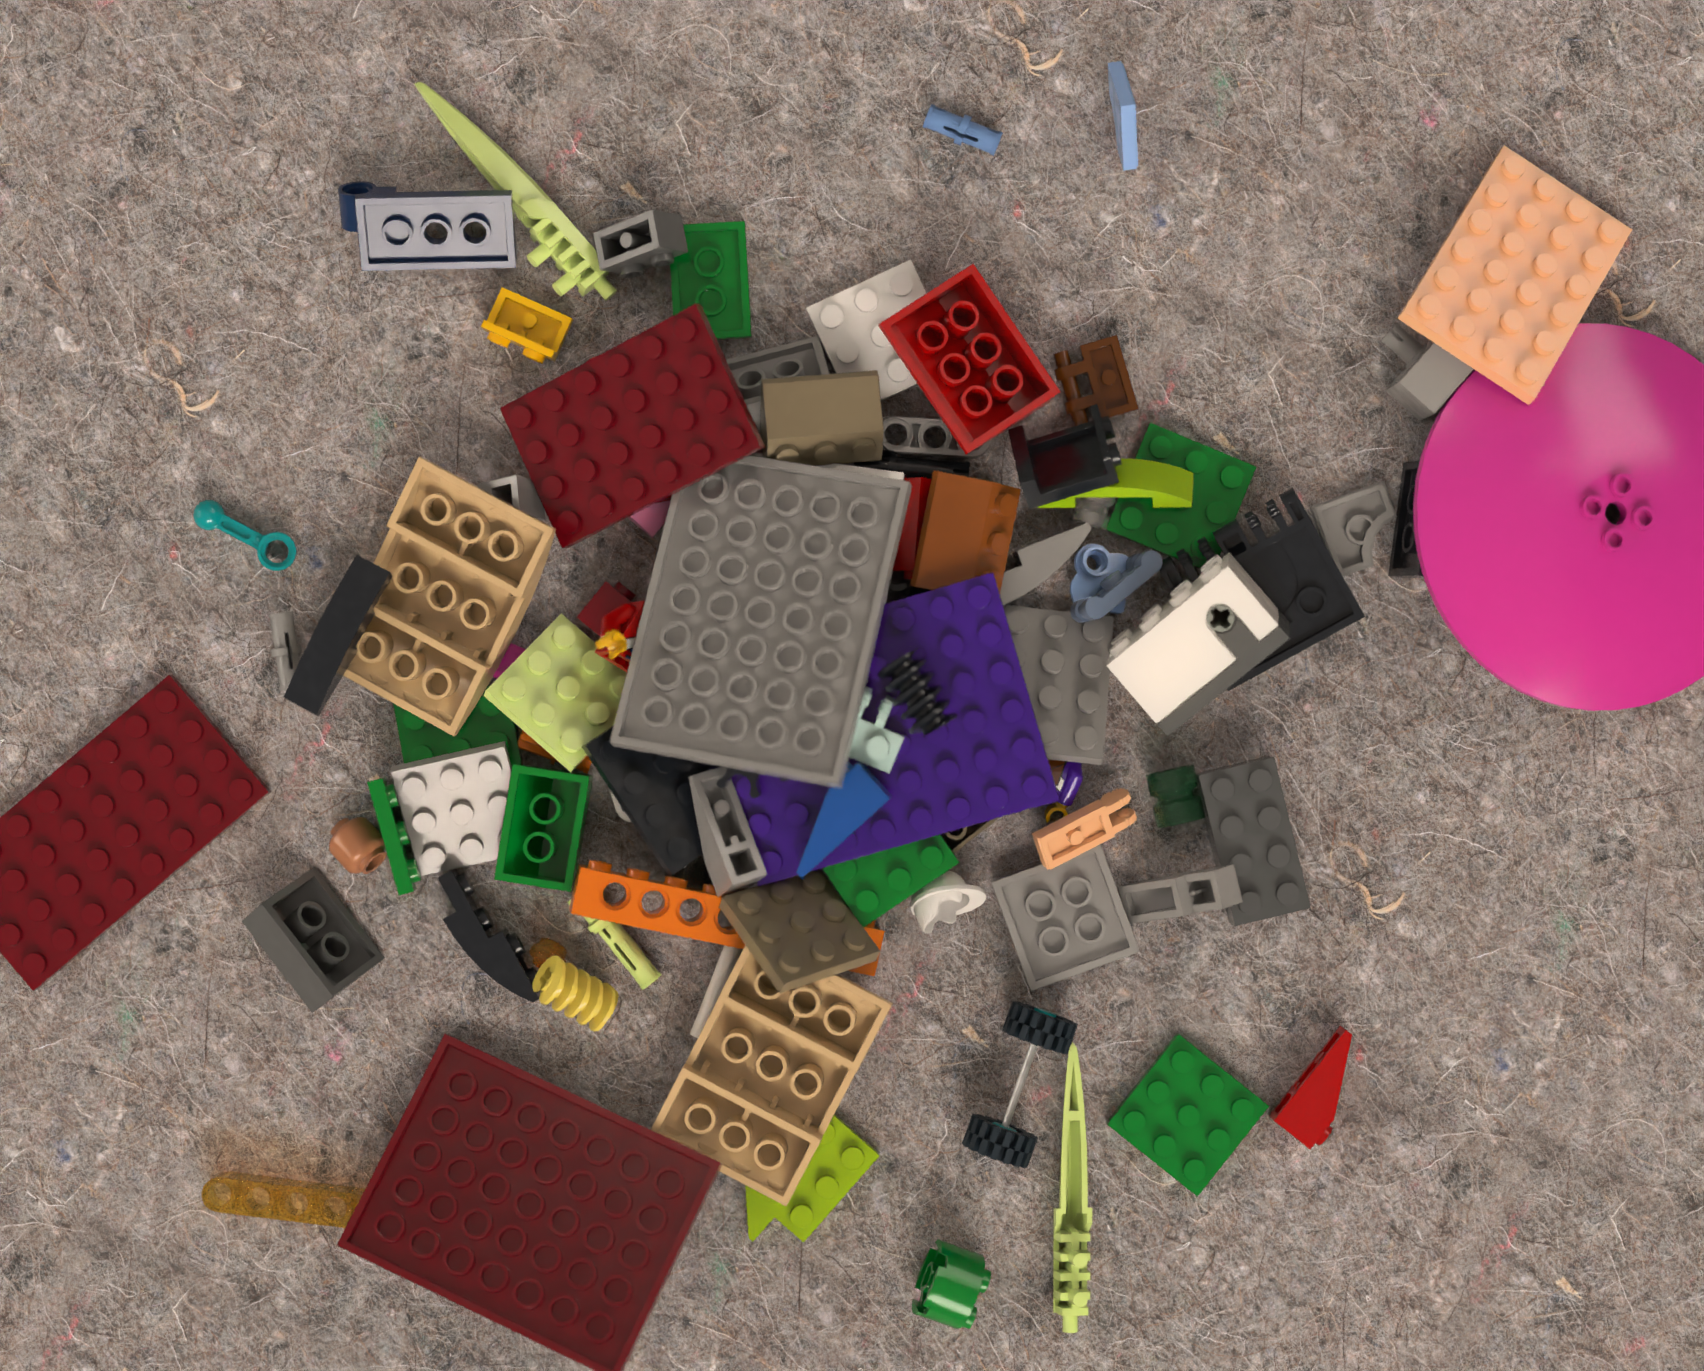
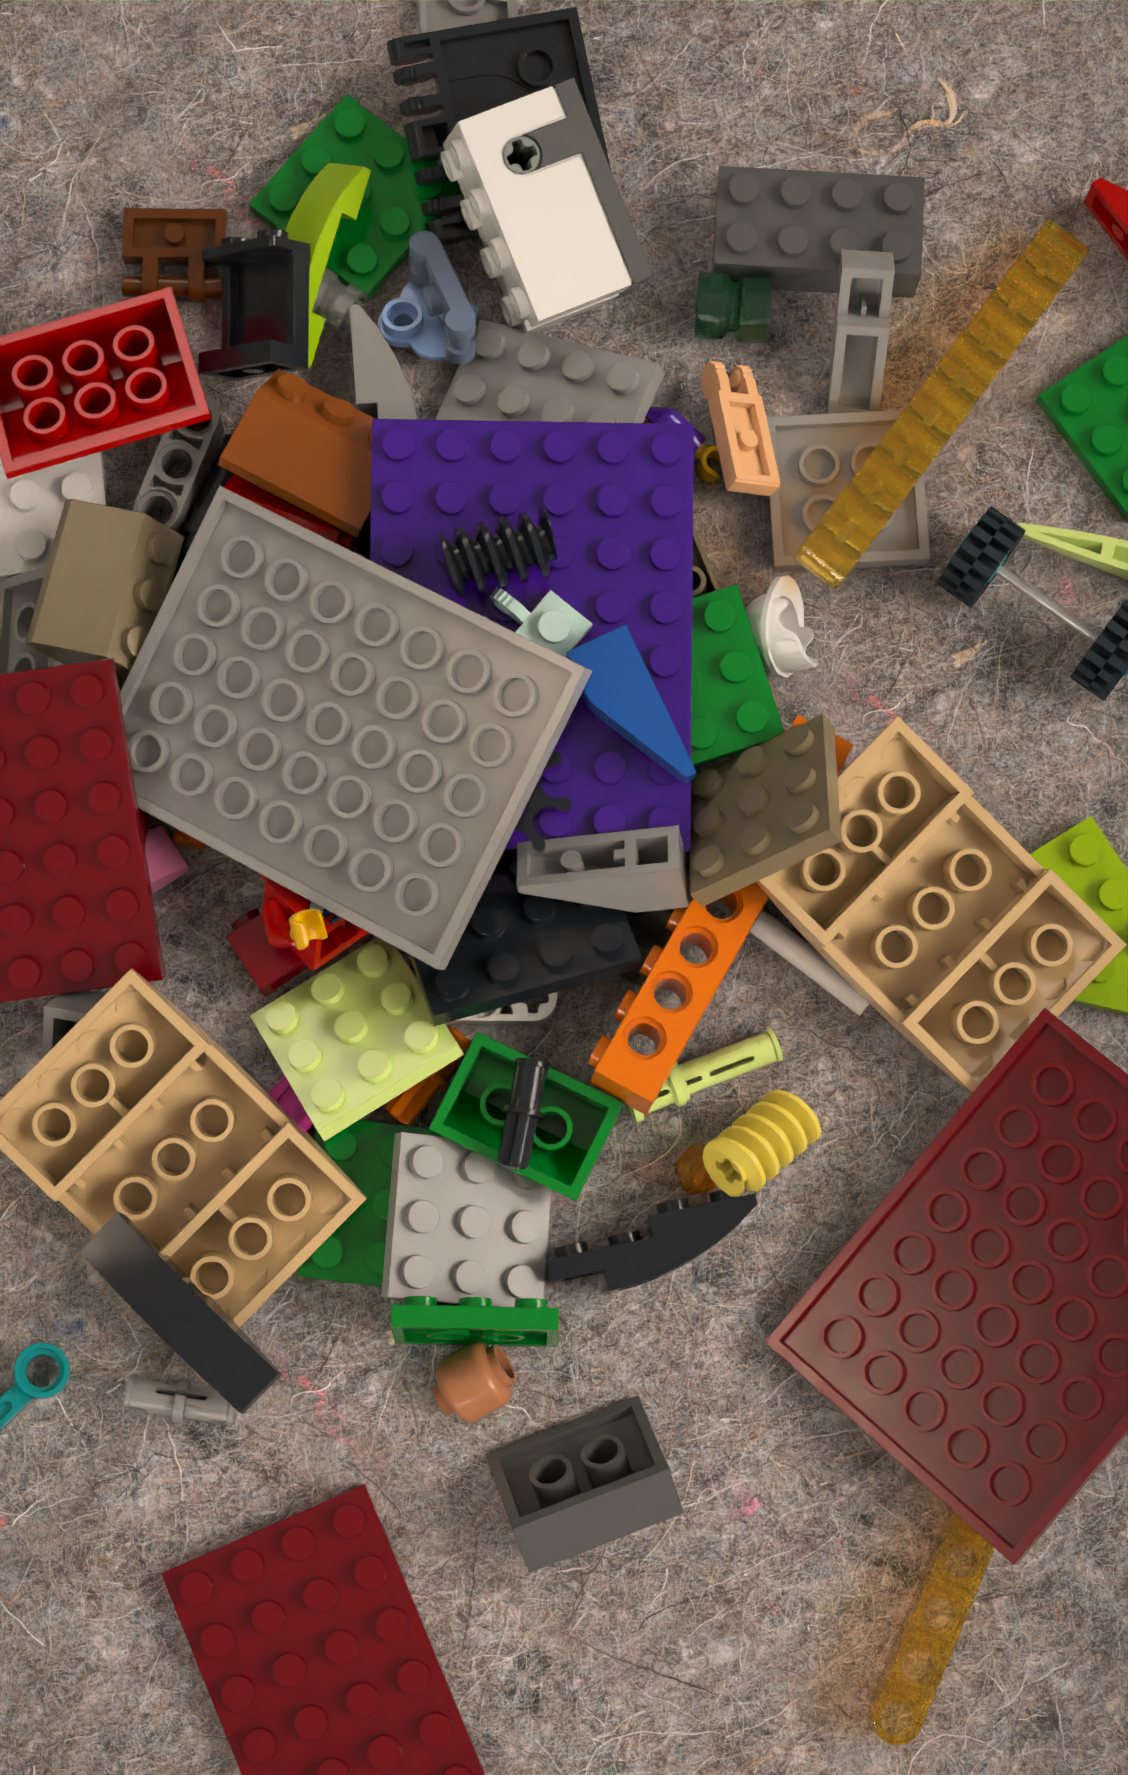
camera: 75 degrees left, 10 degrees down
(539, 826) = (522, 1113): none -> black axle
(1145, 968) = (940, 404): none -> clear yellow beam

